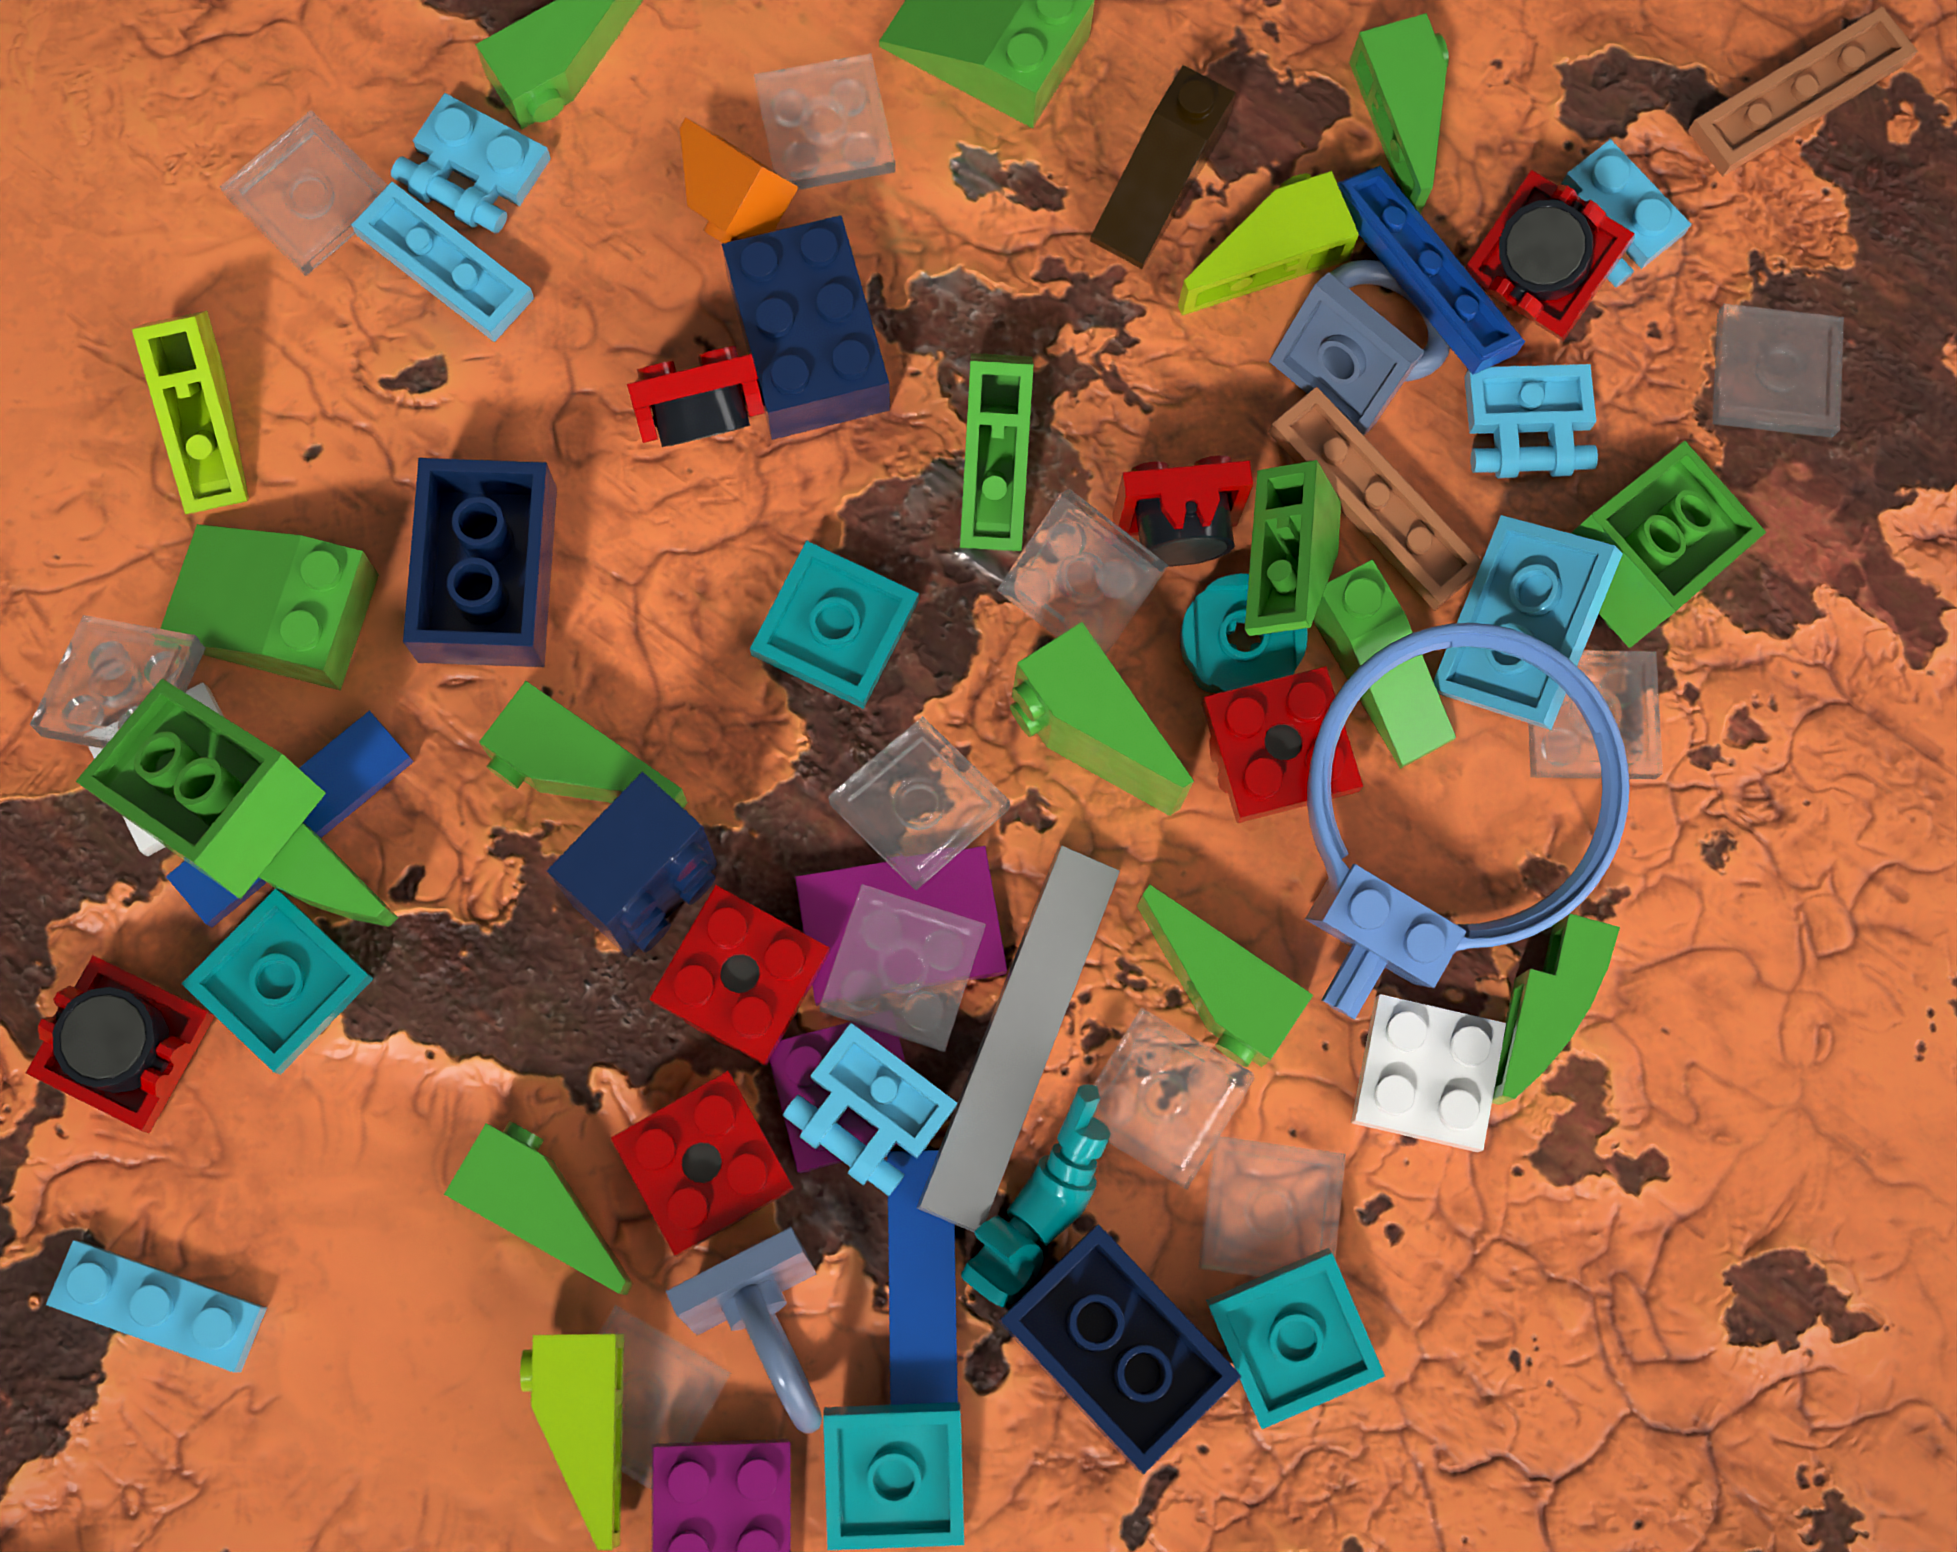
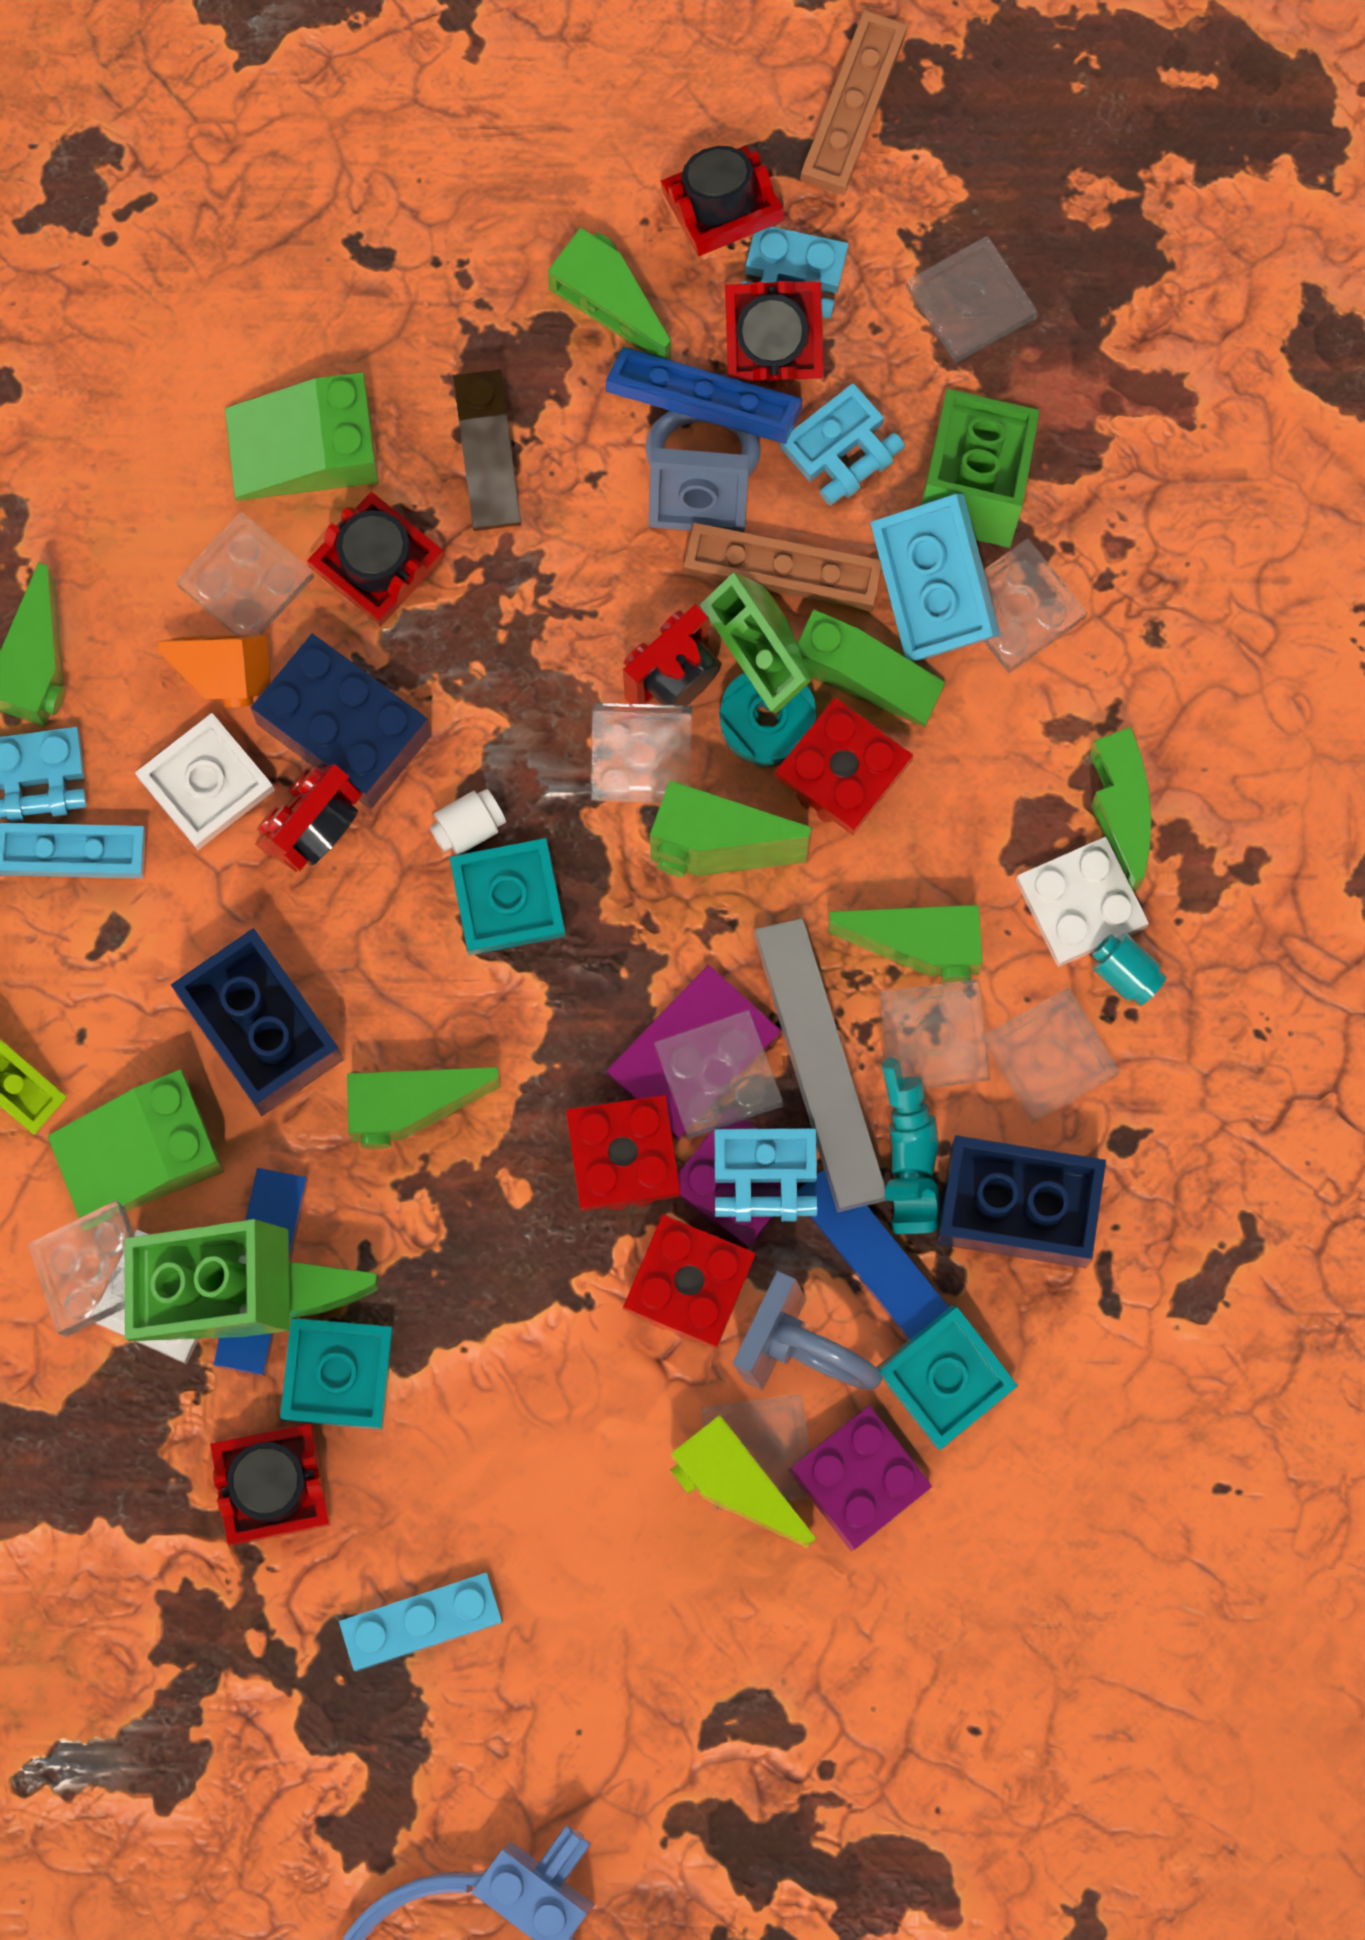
camera: 30 degrees left, 0 degrees up
(530, 1197) = (600, 1384): bright green slope -> none
(627, 290) = (204, 781): none -> white plate
(636, 866) = (511, 1133): dark blue brick -> none
(852, 519) = (467, 822): none -> white brick
(919, 803) = (647, 968): clear tile -> none
(968, 193) = (375, 557): none -> piece
(996, 451) = (522, 710): bright green slope -> none
(1286, 237) = (601, 435): lime slope -> none
(1295, 1338) = (1121, 1117): teal plate -> none
(1391, 927) = (987, 829): medium blue brick -> none
(1424, 1182) = (1128, 968): none -> teal brick
(1596, 85) = (722, 197): none -> piece

